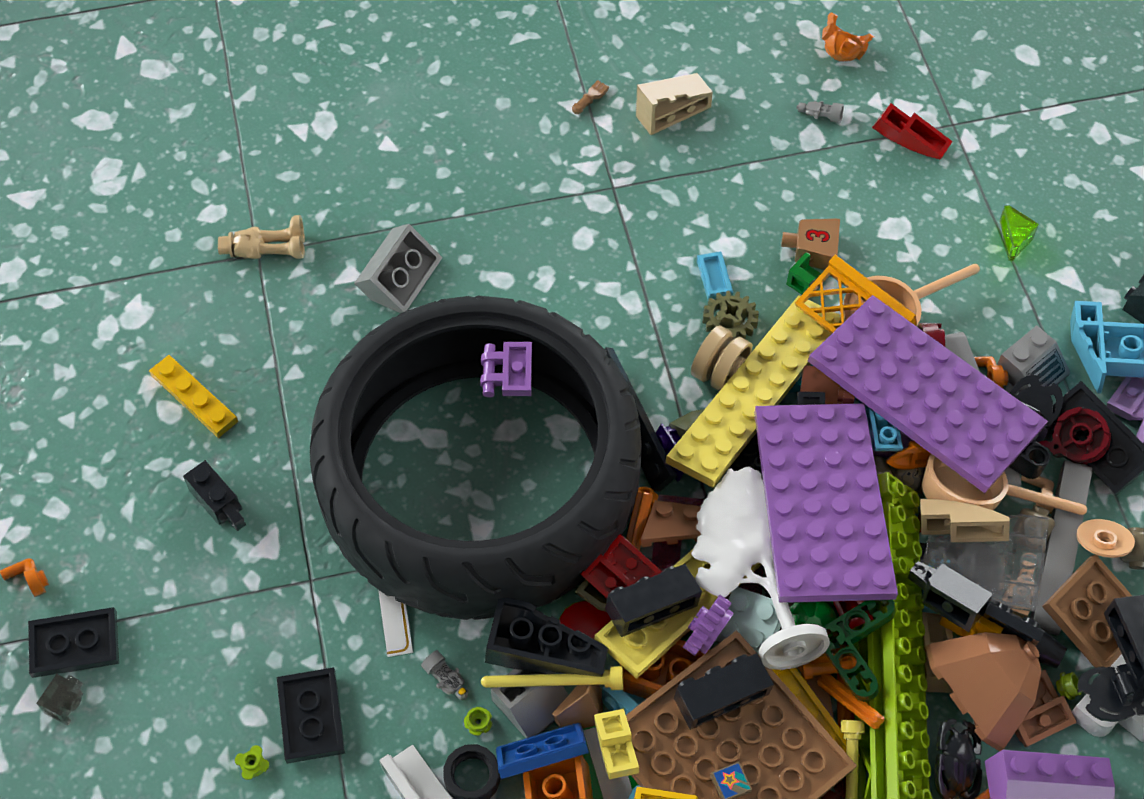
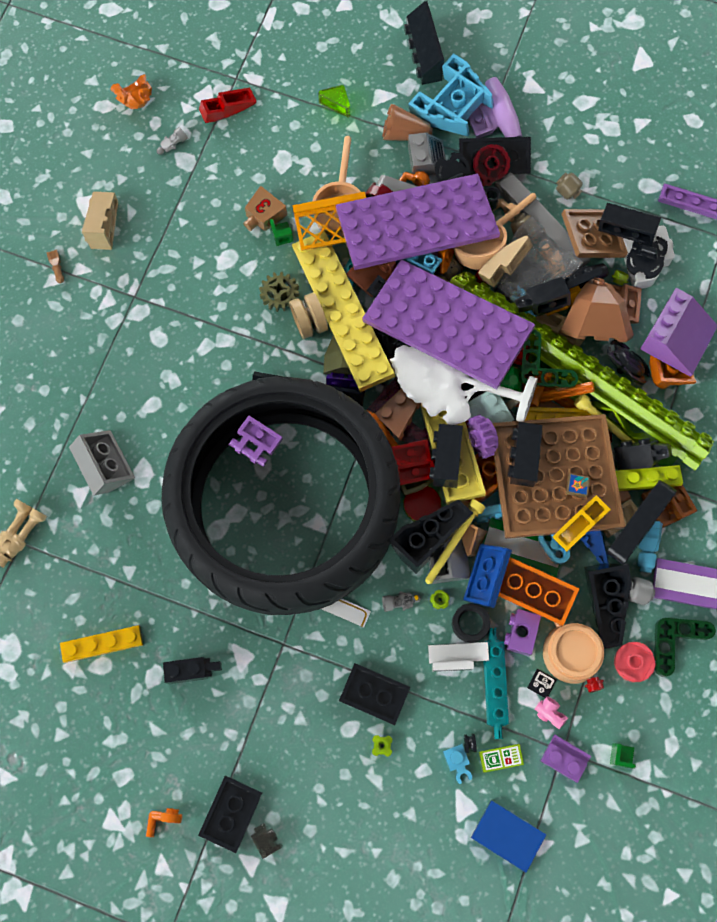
camera: 55 degrees left, 15 degrees up
(616, 744) = (519, 532): light yellow slope -> none
(714, 274) = (242, 281): medium azure tile -> none
(1048, 311) = (402, 123): none -> nougat cone
(1105, 538) = (557, 197): light nougat dish -> none

